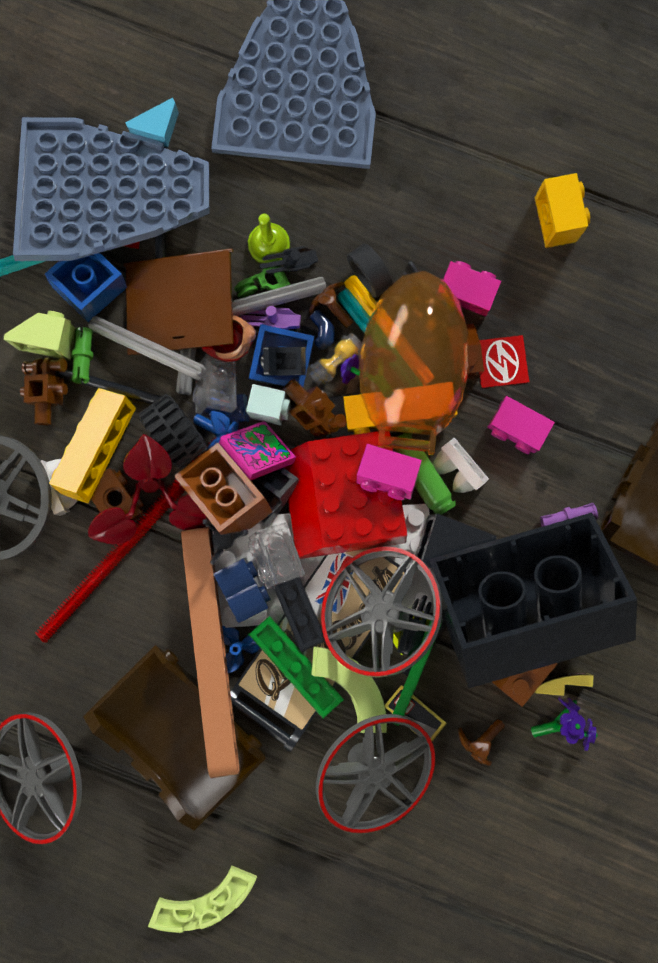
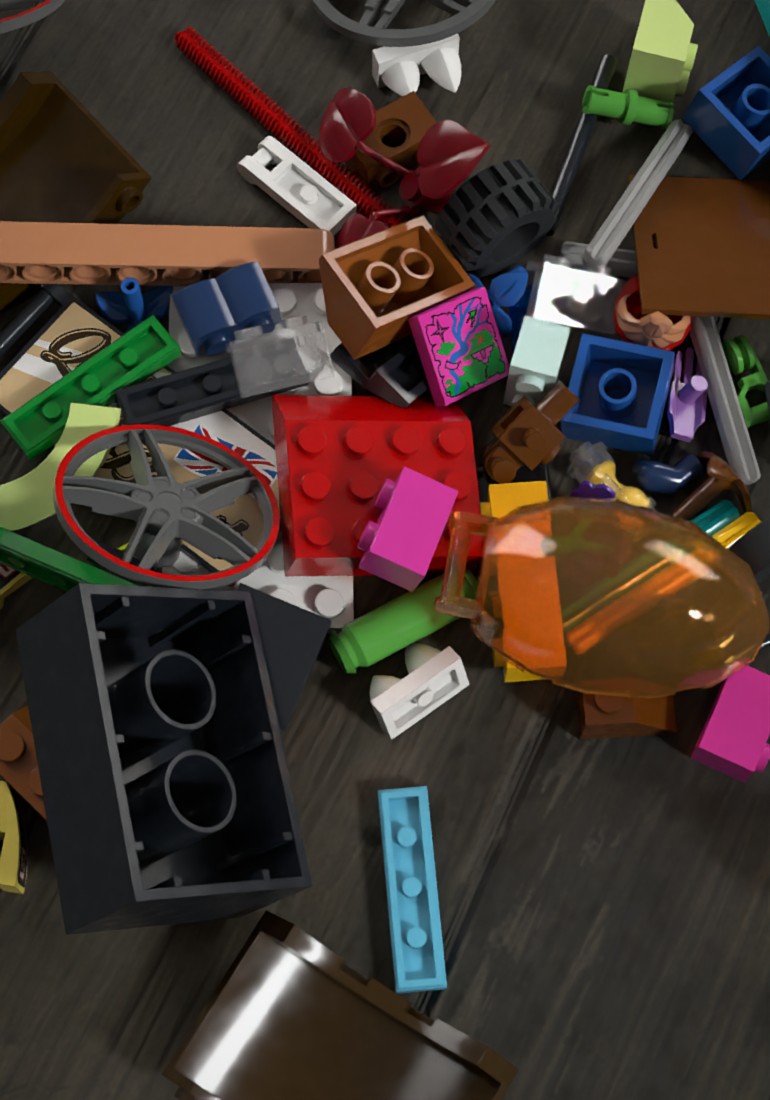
camera: 90 degrees right, 15 degrees down
(43, 387) = (575, 48): reddish brown piece -> none
(92, 445) = (460, 91): yellow brick -> none
(148, 555) = (297, 186): none -> white plate
(222, 541) = (307, 284): black plant -> none
(284, 361) = (608, 377): black bracket -> none
(503, 361) = (606, 781): red sticker -> none
(520, 425) = (485, 795): dark pink piece -> none
(569, 463) = (411, 890): none -> medium azure tile
(569, 513) = (315, 900): medium lavender pin -> none

